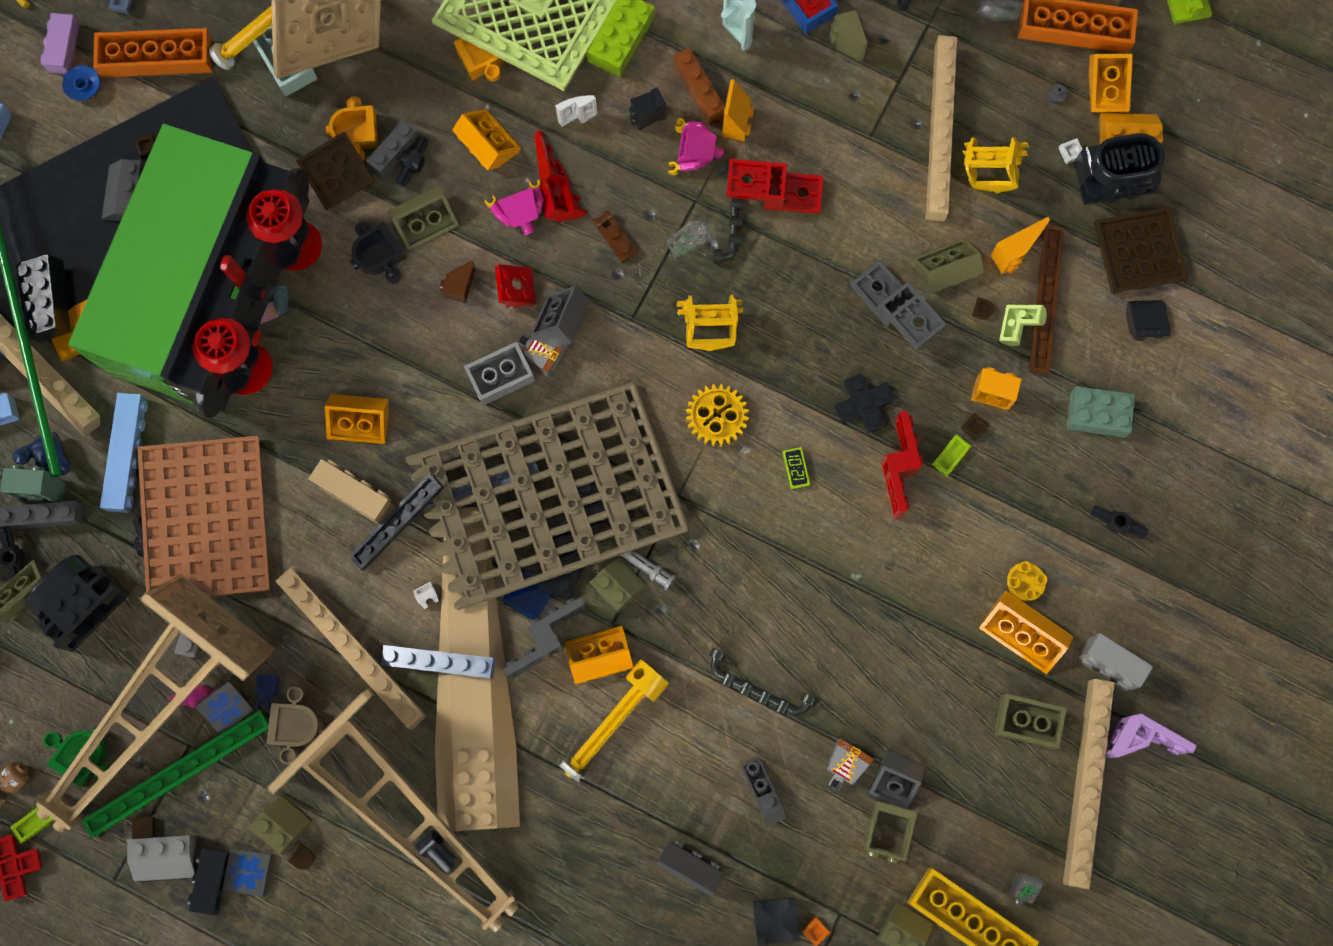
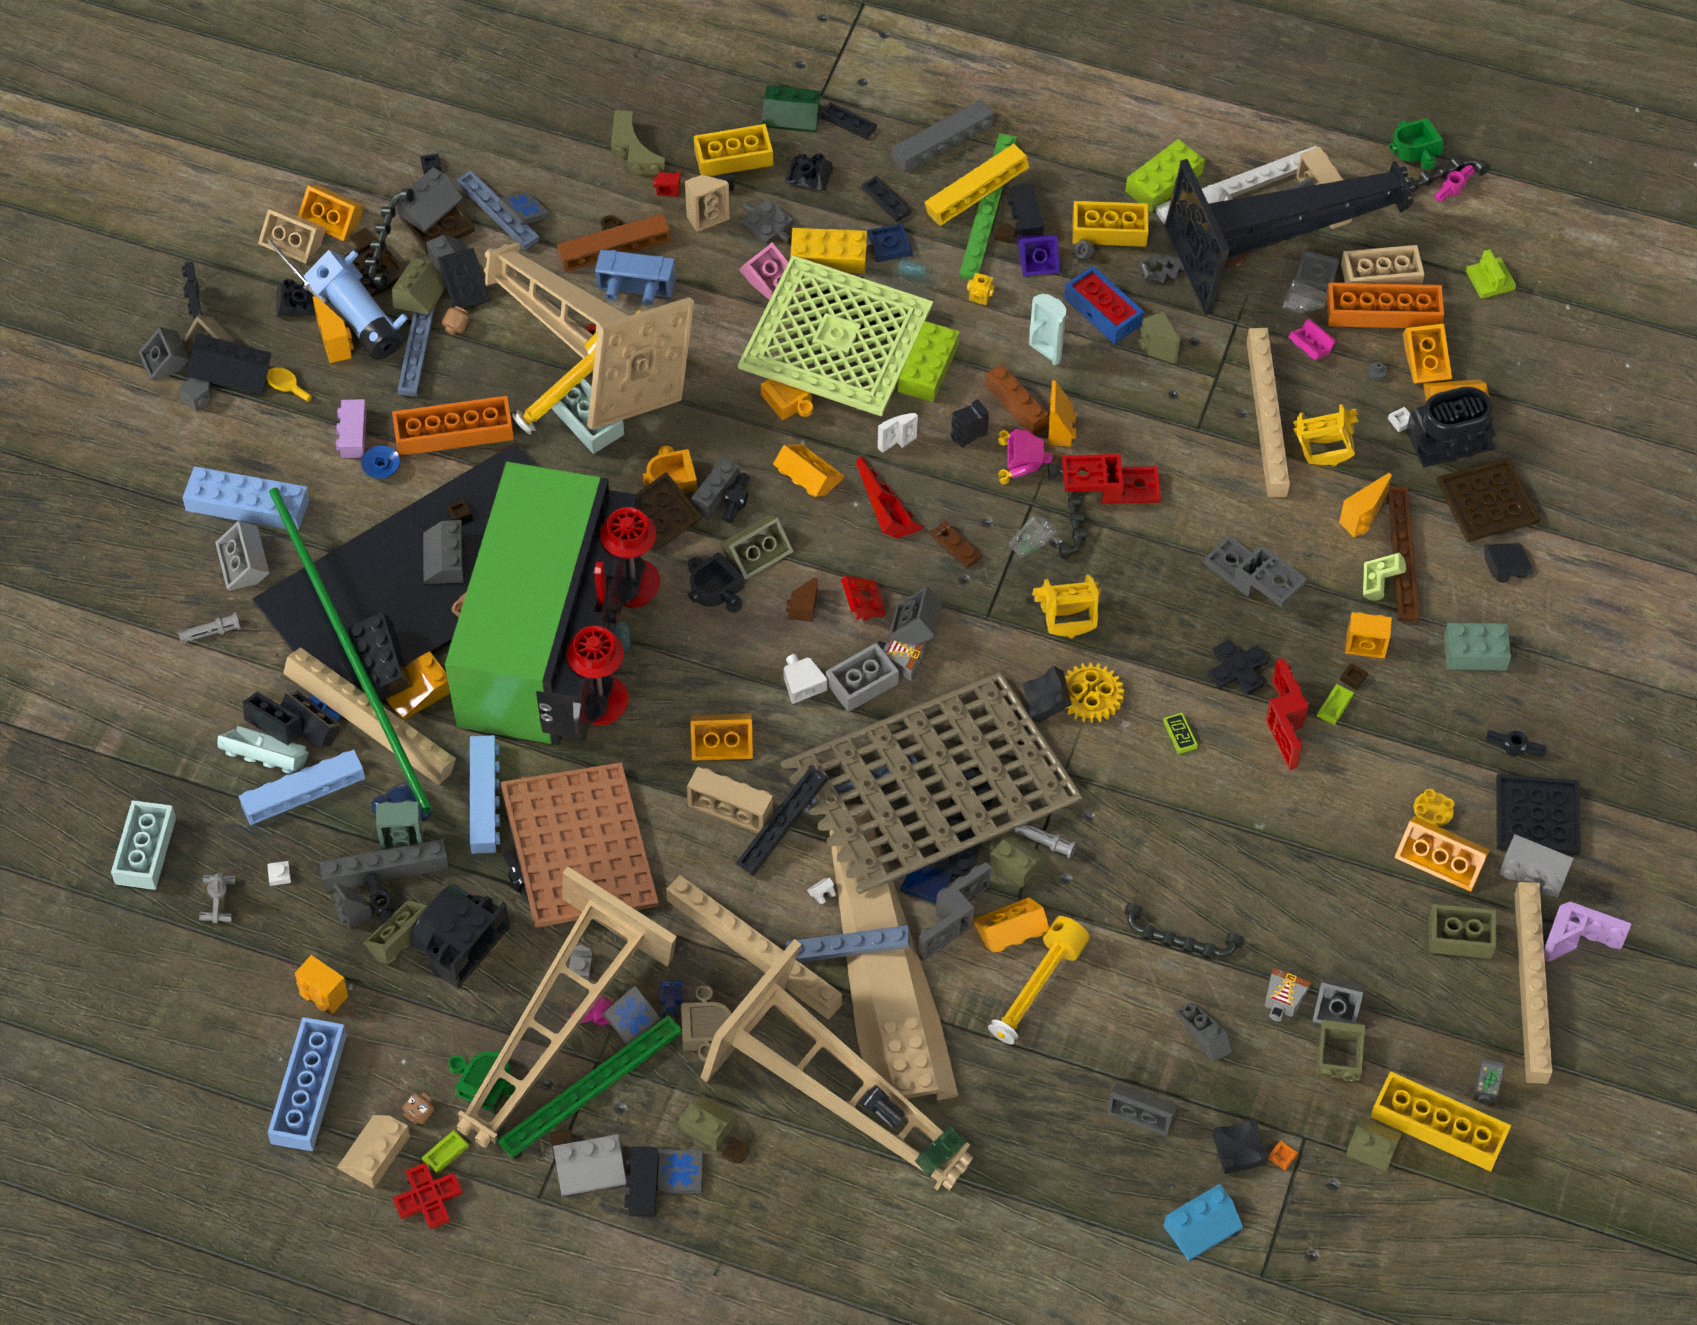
camera: 10 degrees left, 20 degrees down
(443, 366) = (803, 678): none -> white torso
(483, 905) = (940, 1151): none -> clear green brick
(519, 208) = (853, 527): dark pink torso -> none
(673, 415) = (1047, 694): none -> black brick
(948, 265) = (1299, 533): olive slope -> none
(983, 309) = (1341, 569): dark brown tile -> none
(999, 53) = (1313, 340): none -> dark pink bracket
(1126, 601) = (1538, 811): none -> black plate

